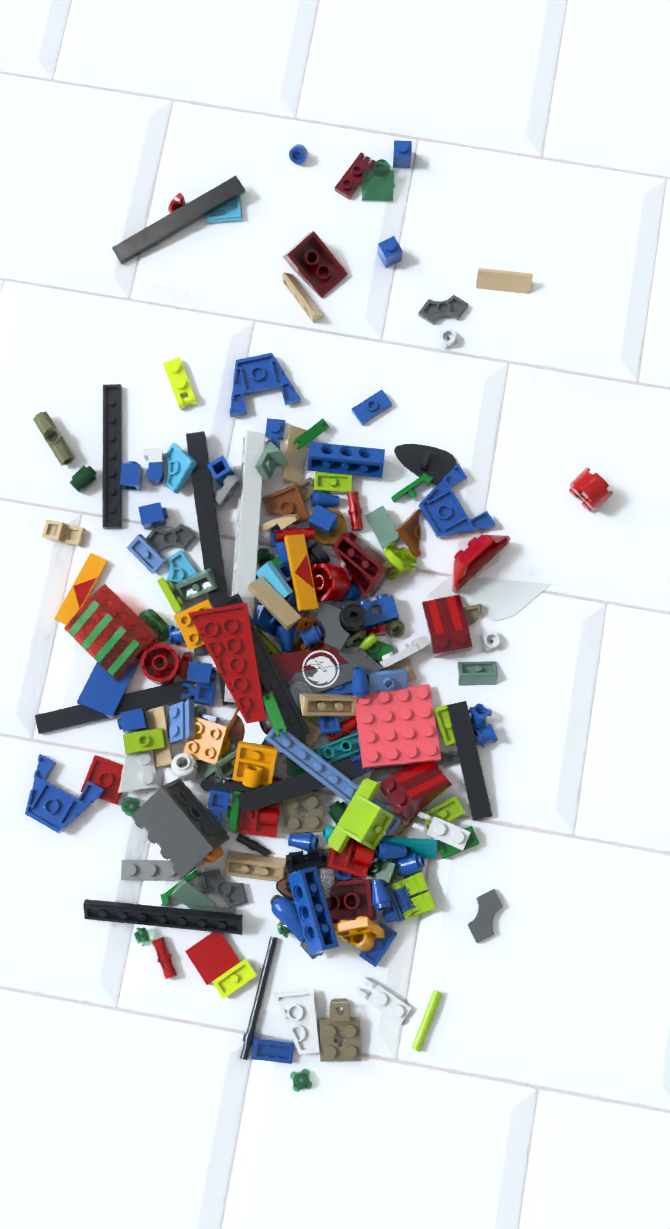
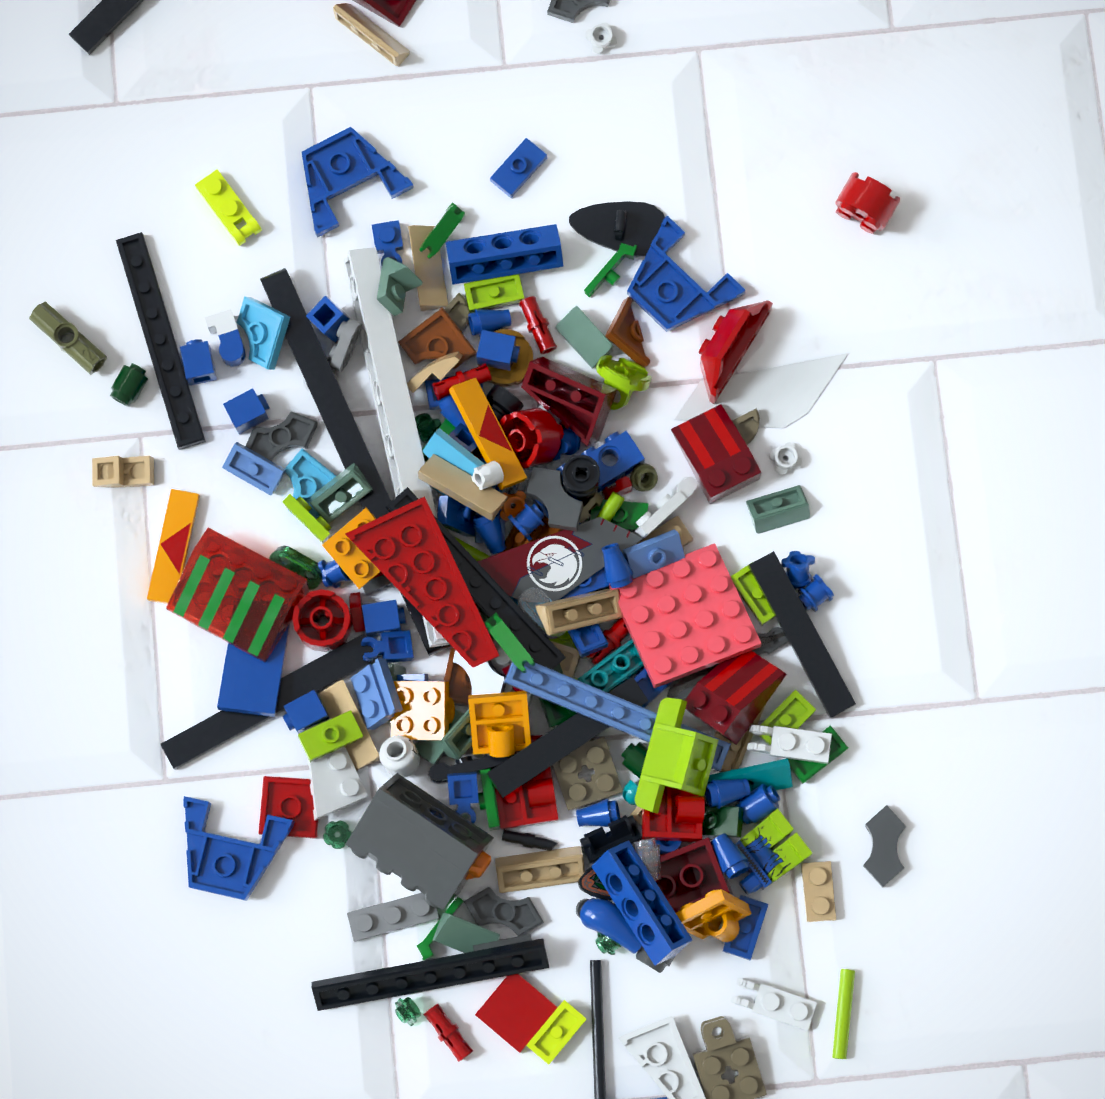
camera: 15 degrees left, 0 degrees up
(292, 599) = (488, 475): none -> white hose
(433, 934) = (818, 892): none -> tan plate

